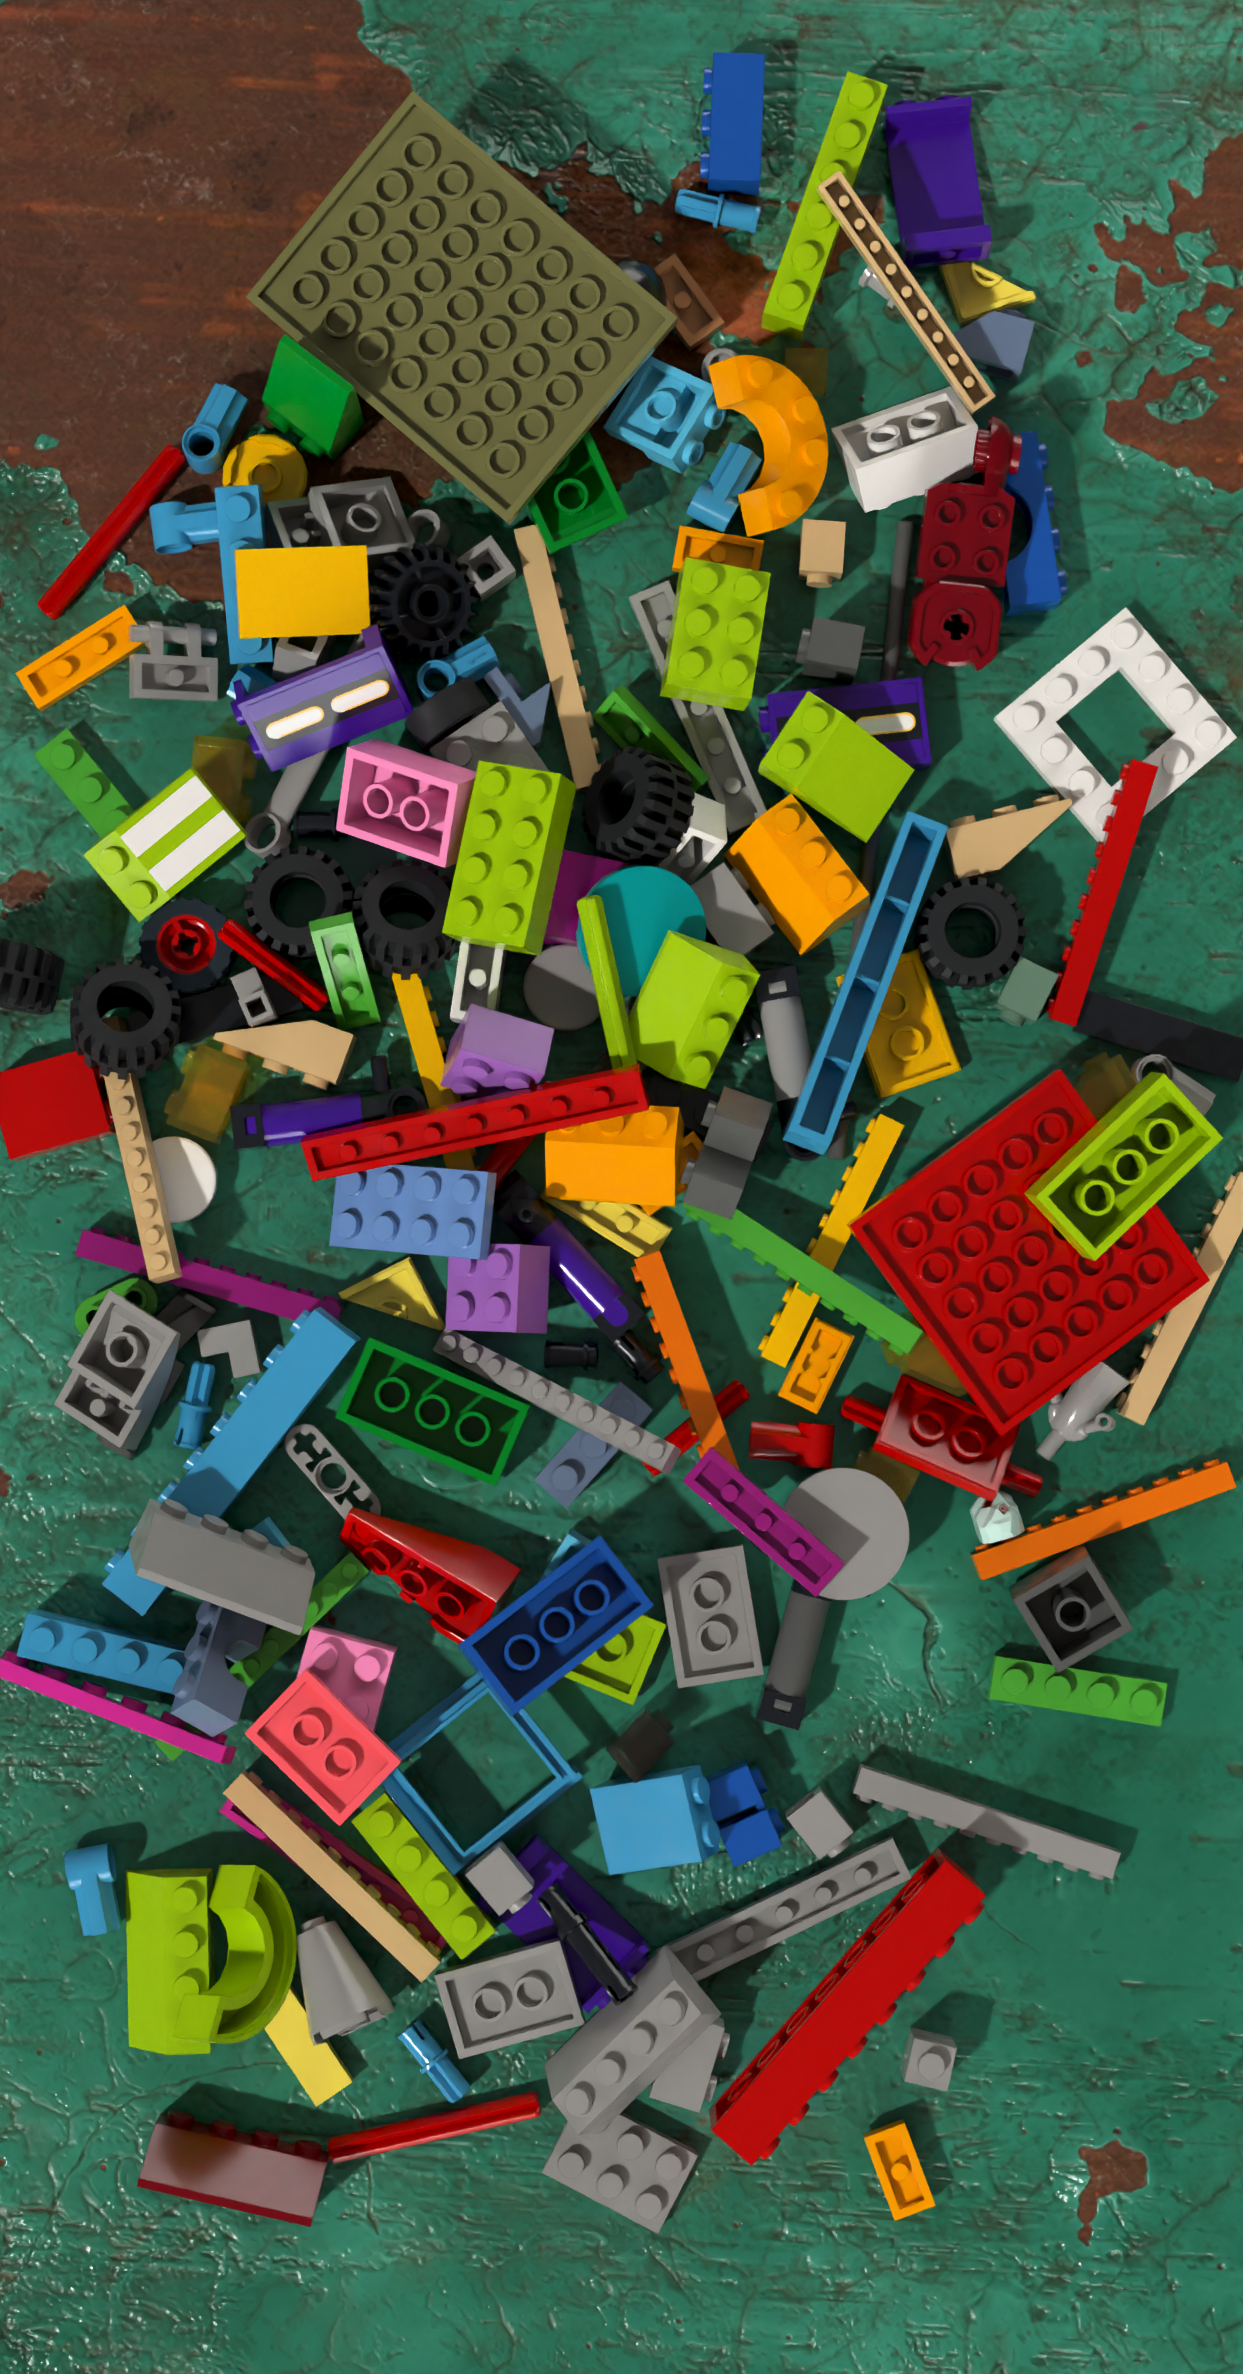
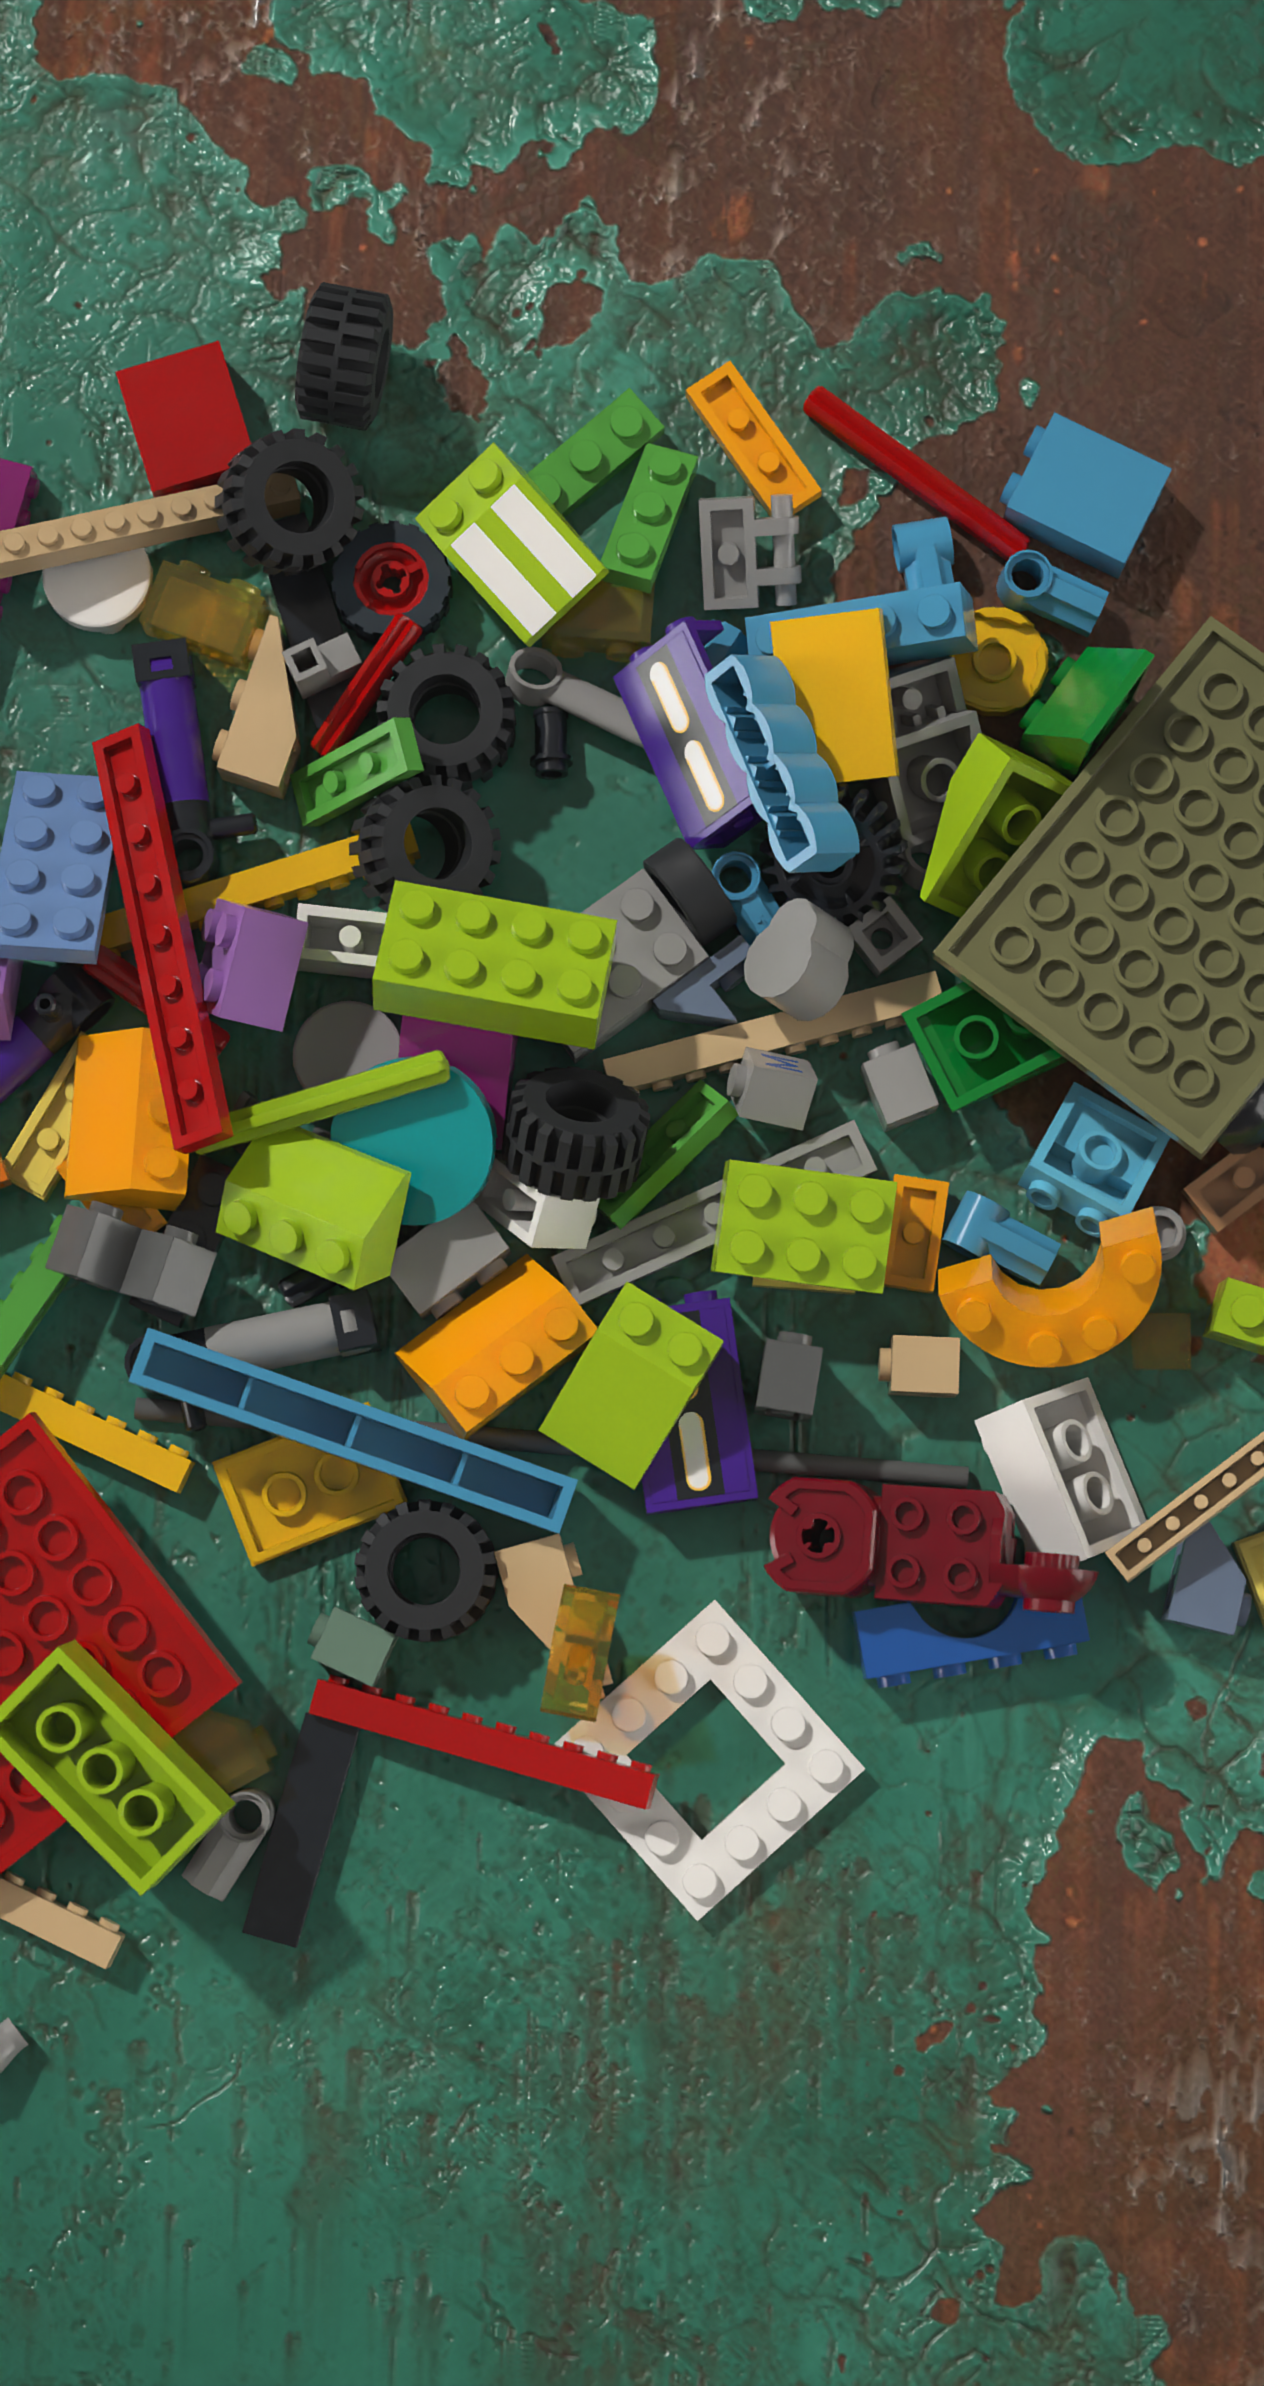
camera: 90 degrees right, 5 degrees down
(134, 399) = (1083, 494): none -> dark azure brick
(142, 739) = (648, 517): none -> bright green plate
(368, 625) = (784, 773): none -> dark azure brick
(400, 479) = (985, 819): none -> lime slope
(405, 801) = (574, 835): bright pink brick -> none
(507, 628) = (800, 960): none -> light grey piece
(602, 562) = (898, 1085): none -> light grey brick
(603, 656) = (772, 1088): none -> light grey brick
(1039, 811) = (579, 1652): none -> clear yellow slope

